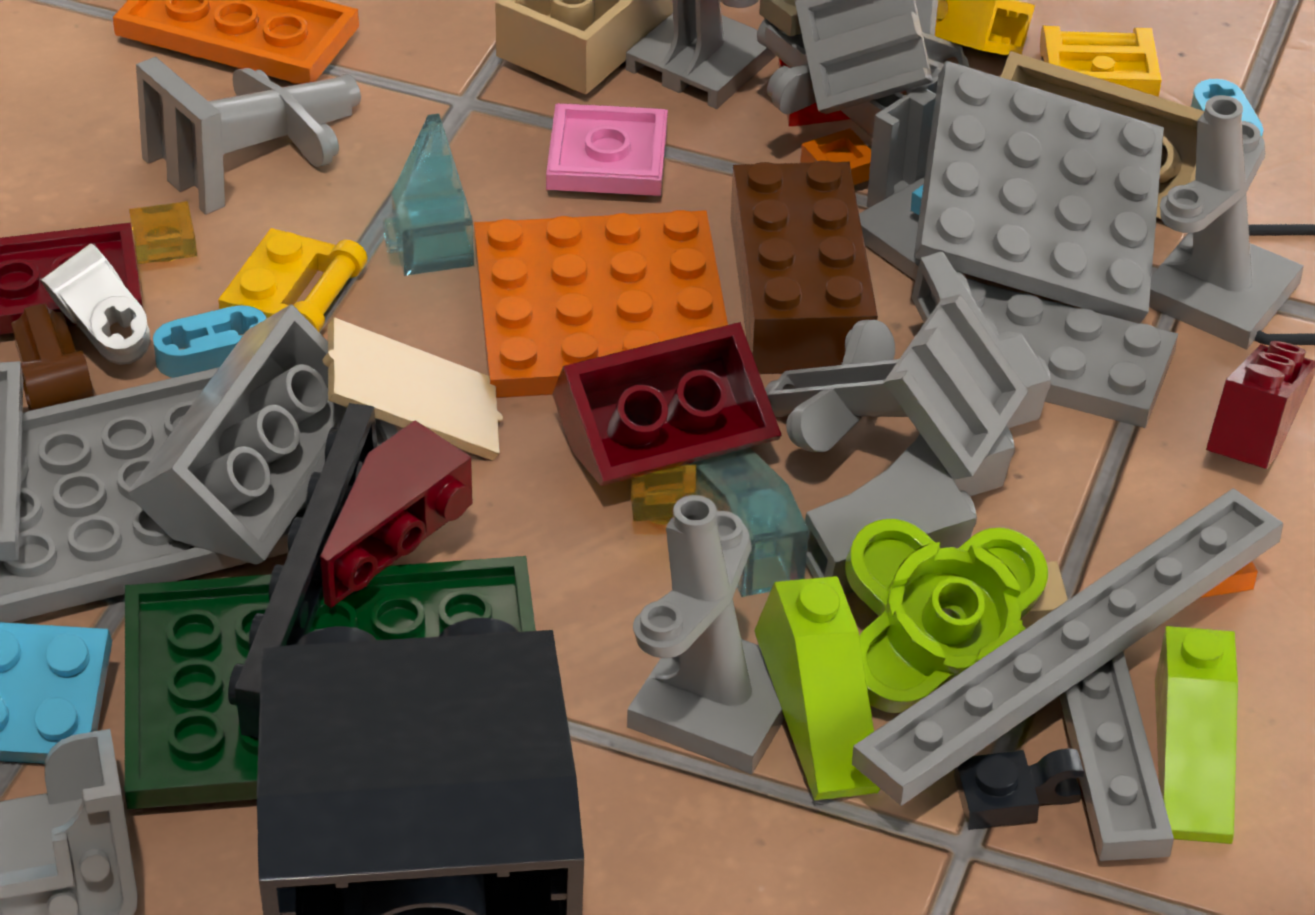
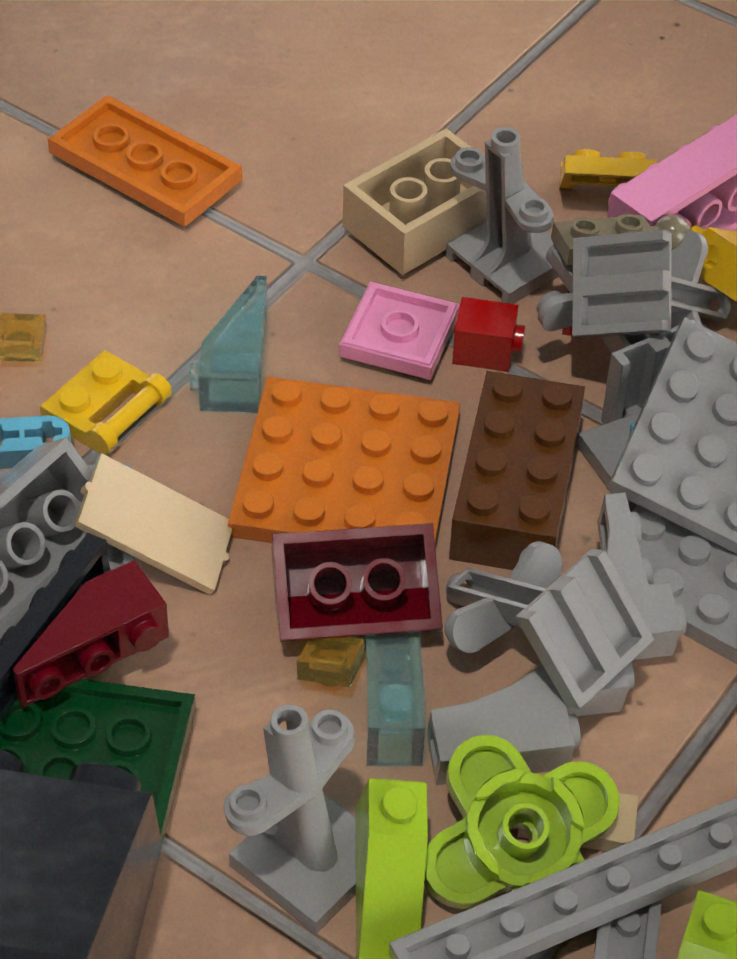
camera: 15 degrees right, 5 degrees up
(197, 132) = (77, 256): light grey piece -> none
(710, 135) = (487, 334): none -> red brick
(840, 147) = (586, 370): orange plate -> none

